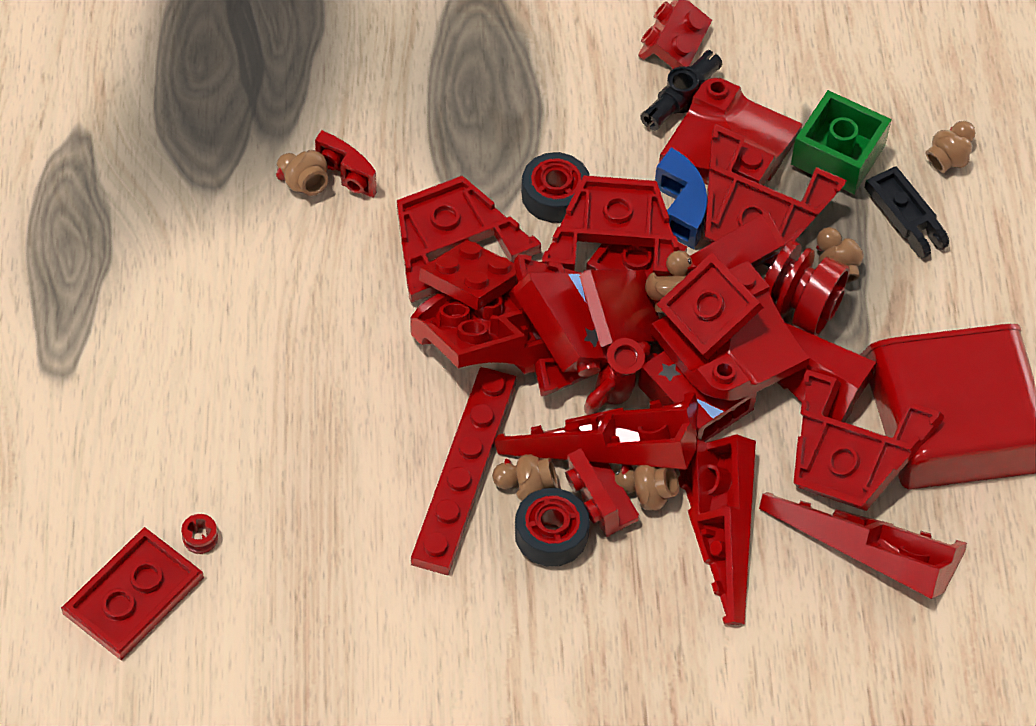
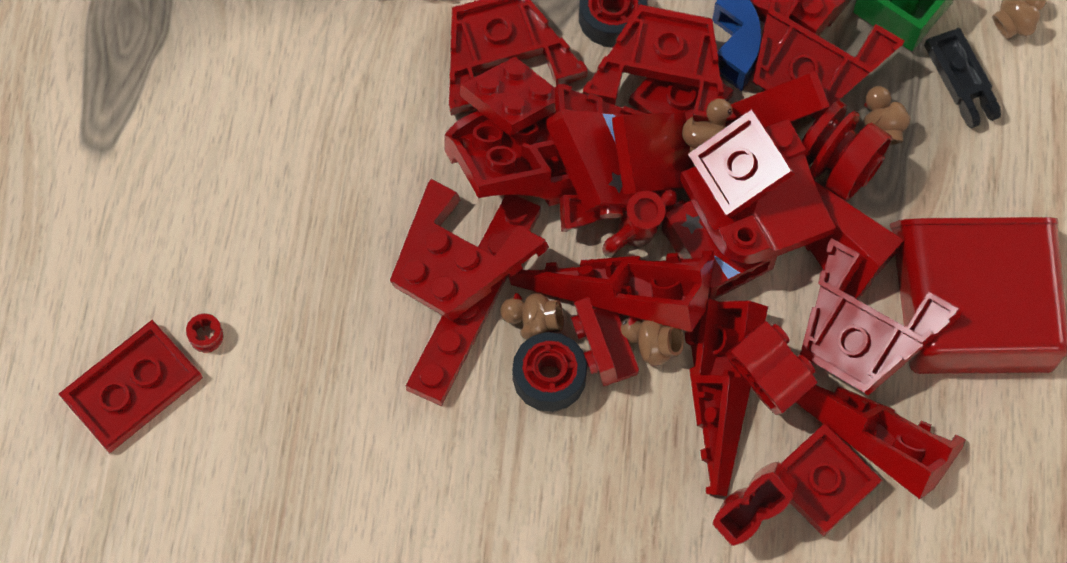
camera: 10 degrees right, 10 degrees up
(436, 444) = (448, 270): none -> red wing
(767, 627) = (762, 499): none -> red brick
(769, 492) = (772, 367): none -> red brick
(836, 594) = (828, 479): none -> red plate

